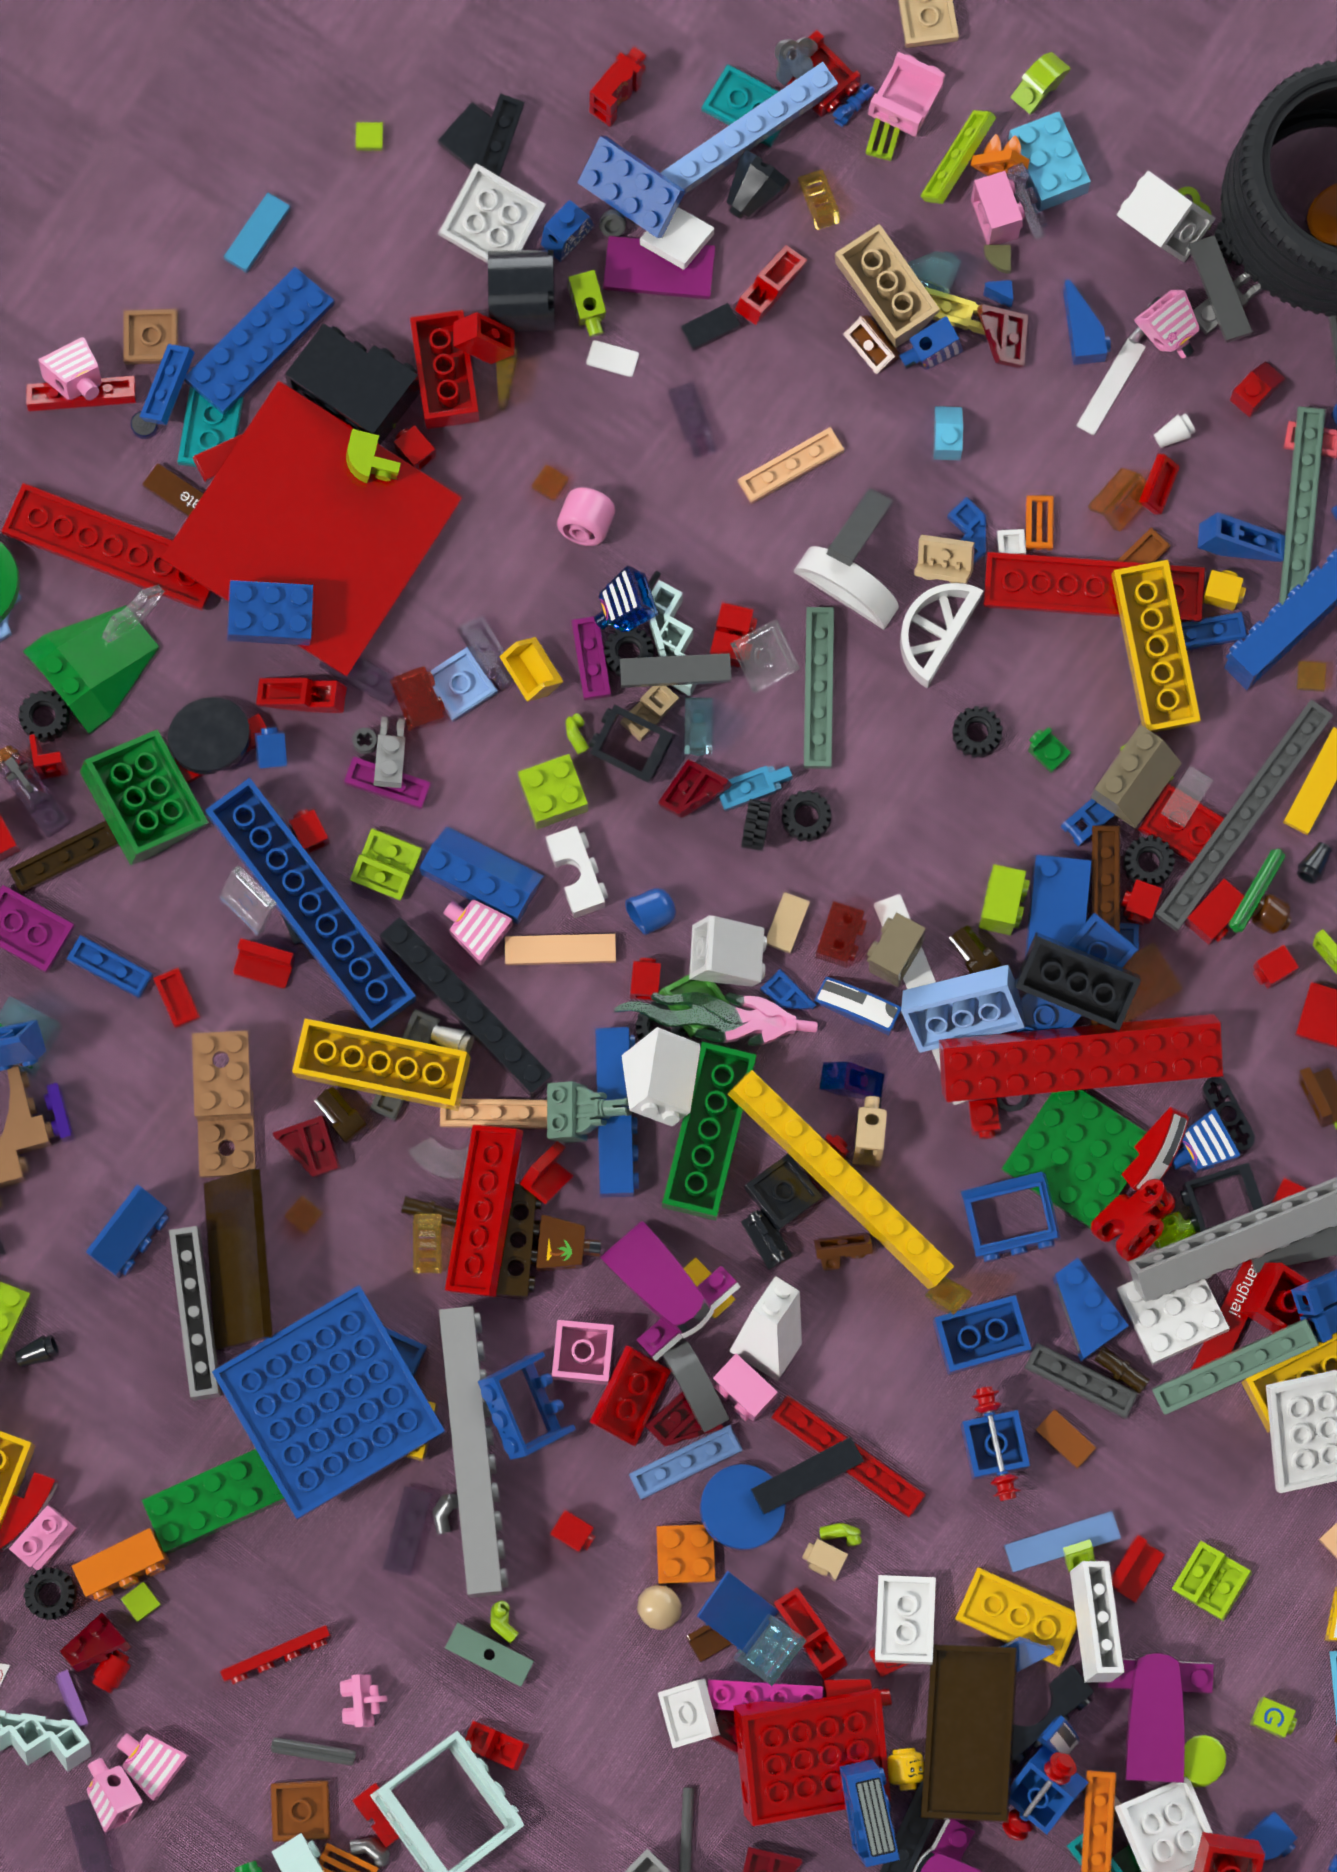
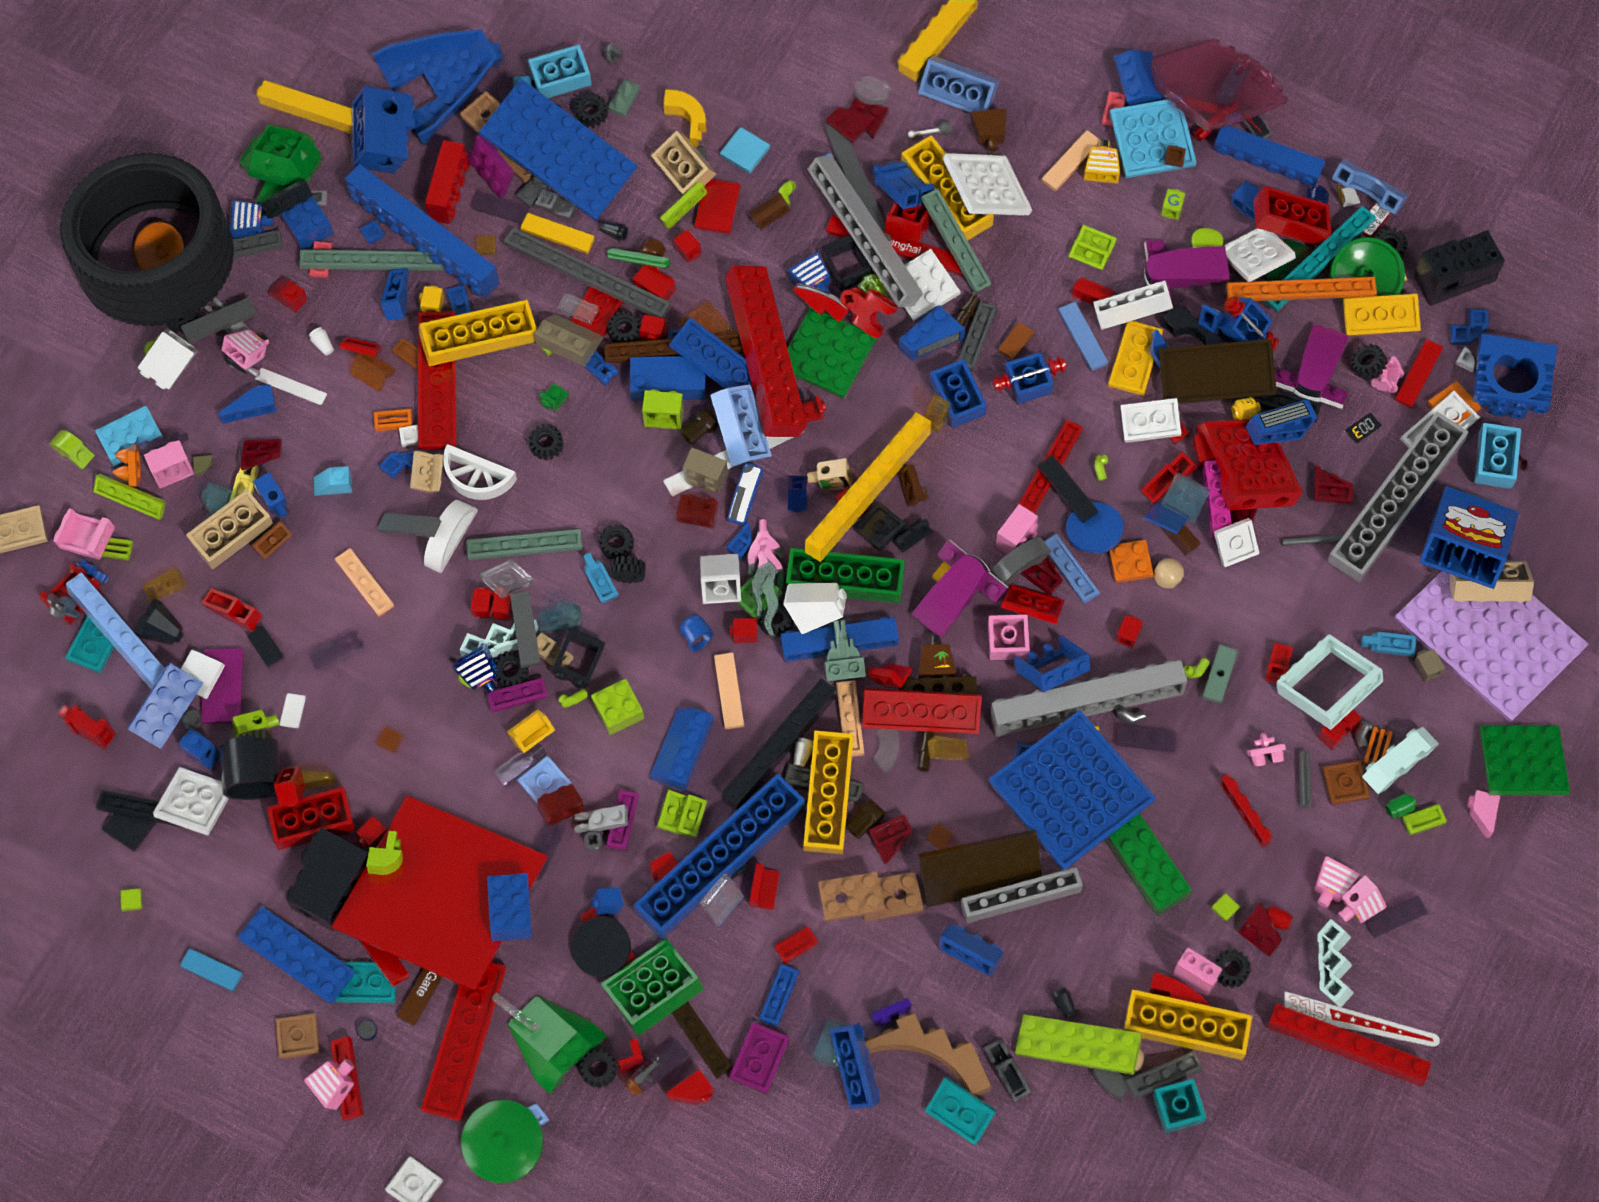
camera: 95 degrees left, 10 degrees down
(71, 1699) = (1301, 942): medium lavender tile -> none
(121, 1565) = (1205, 918): orange brick -> none
(167, 384) = (336, 1013): blue plate -> none
(301, 695) = (564, 888): red slope -> none
(477, 928) = (722, 745): bright pink torso -> none
(570, 848) = (686, 676): white arch -> none
(586, 516) = (414, 708): bright pink head -> none
(692, 789) = (605, 615): dark red wing -> none
(772, 1330) = (975, 519): white slope -> none
(787, 922) = (691, 546): tan tile -> none
(824, 1558) = (1120, 473): tan window -> none
(1000, 292) = (229, 458): blue slope -> none
(1016, 1245) = (861, 394): blue window -> none
(1077, 981) = (717, 348): black brick -> none
(1077, 1553) = (1091, 323): lime tile -> none
(1226, 1092) = (793, 259): black beam -> none

